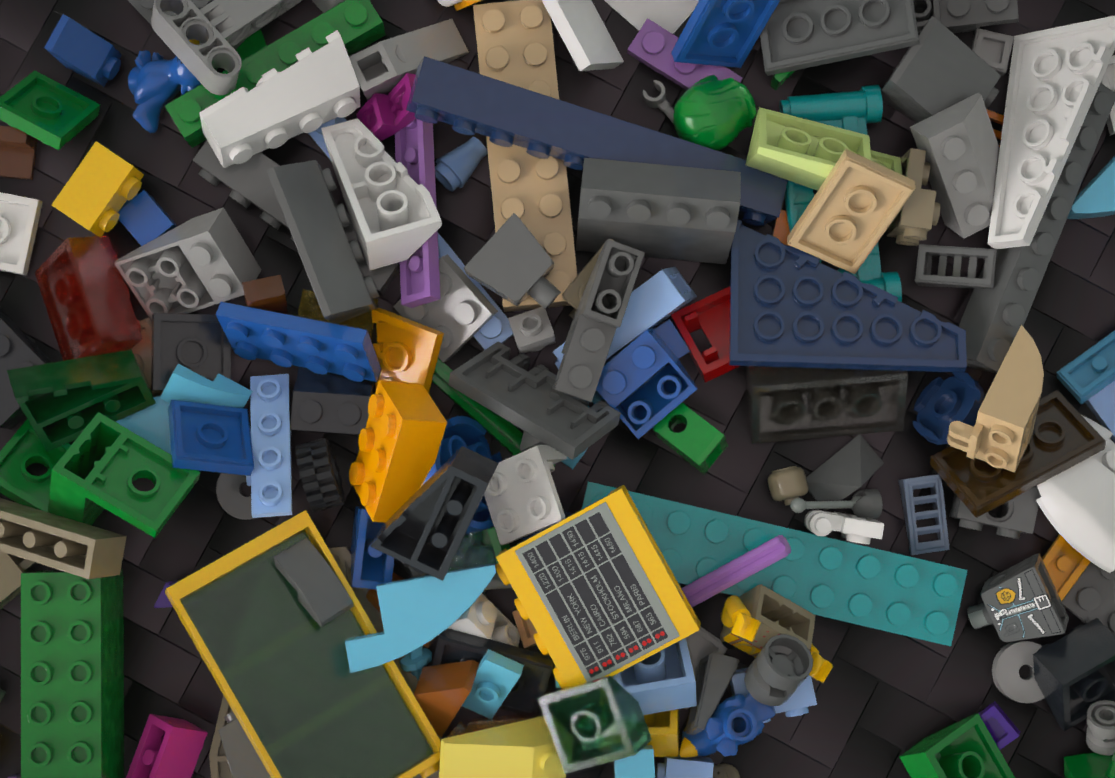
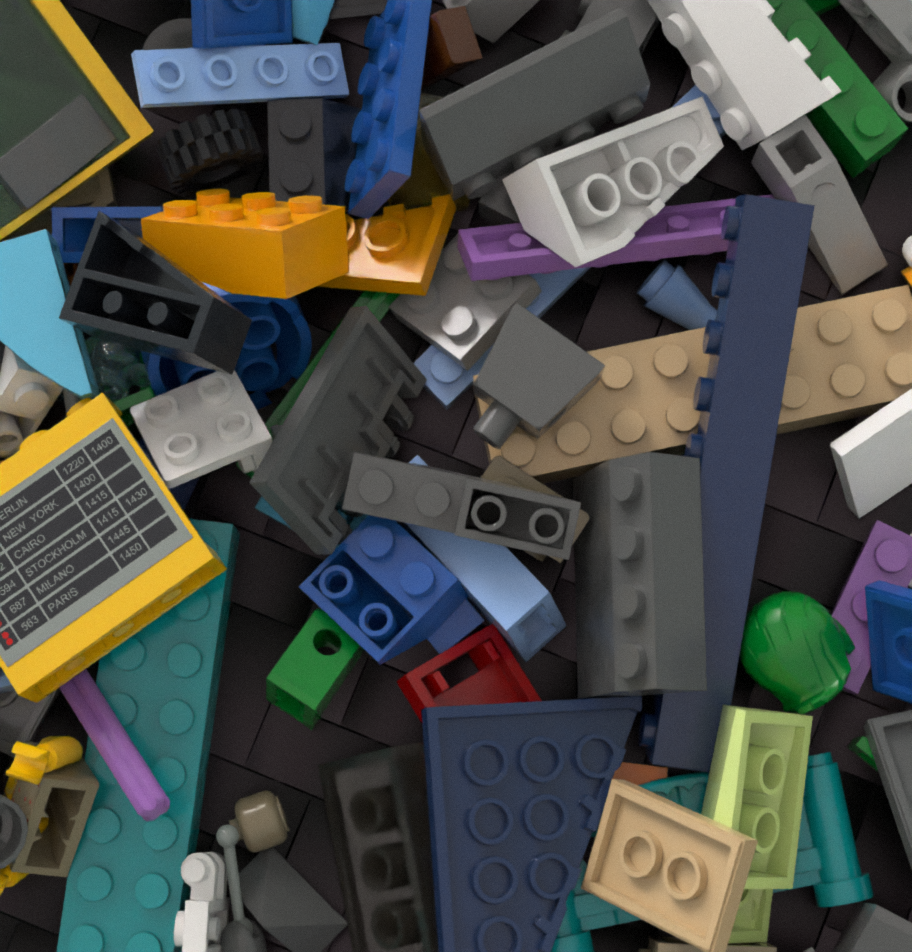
camera: 85 degrees right, 5 degrees down
(387, 113) = (730, 176): magenta slope -> none
(532, 330) = (444, 423): light grey bracket -> none
(660, 101) = (806, 576): light grey hand -> none

